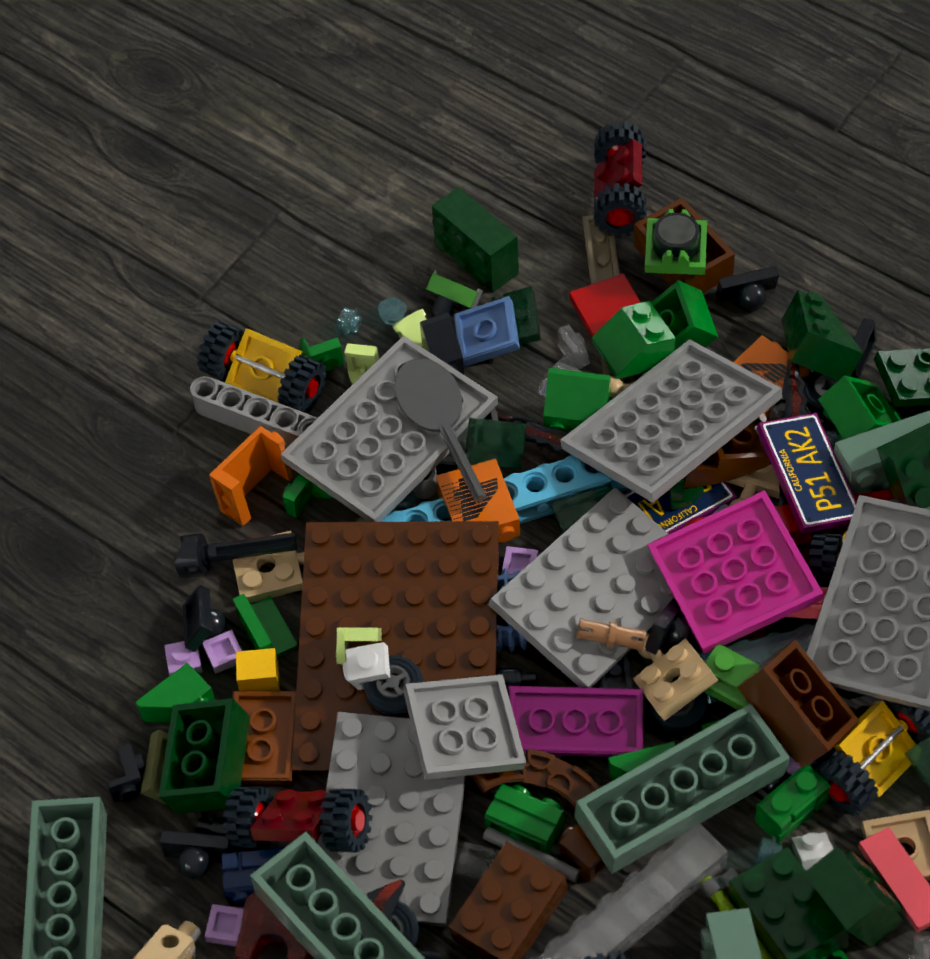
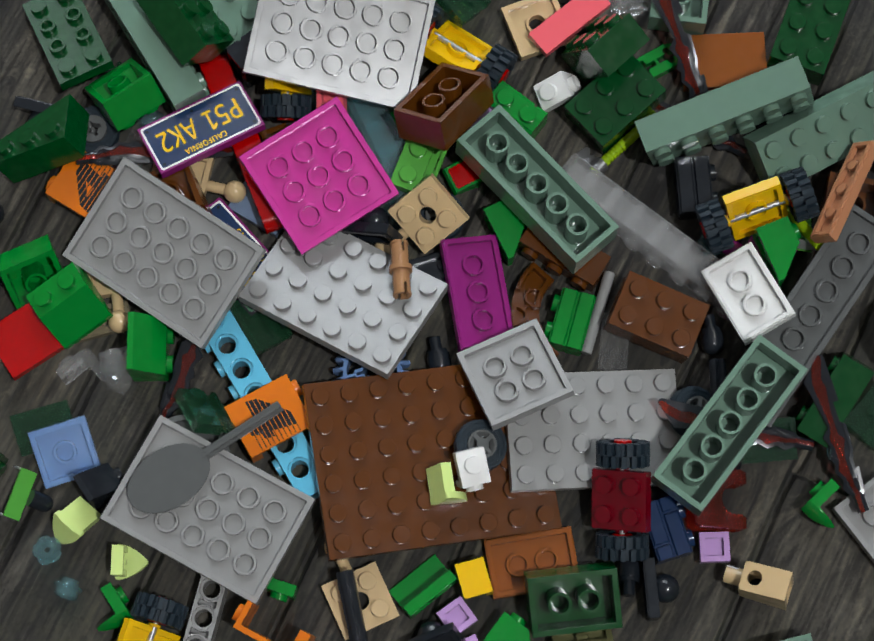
camera: 105 degrees left, 20 degrees up
(518, 558) = (320, 369): lavender plate -> none
(767, 848) = (560, 127): clear light blue plate -> none

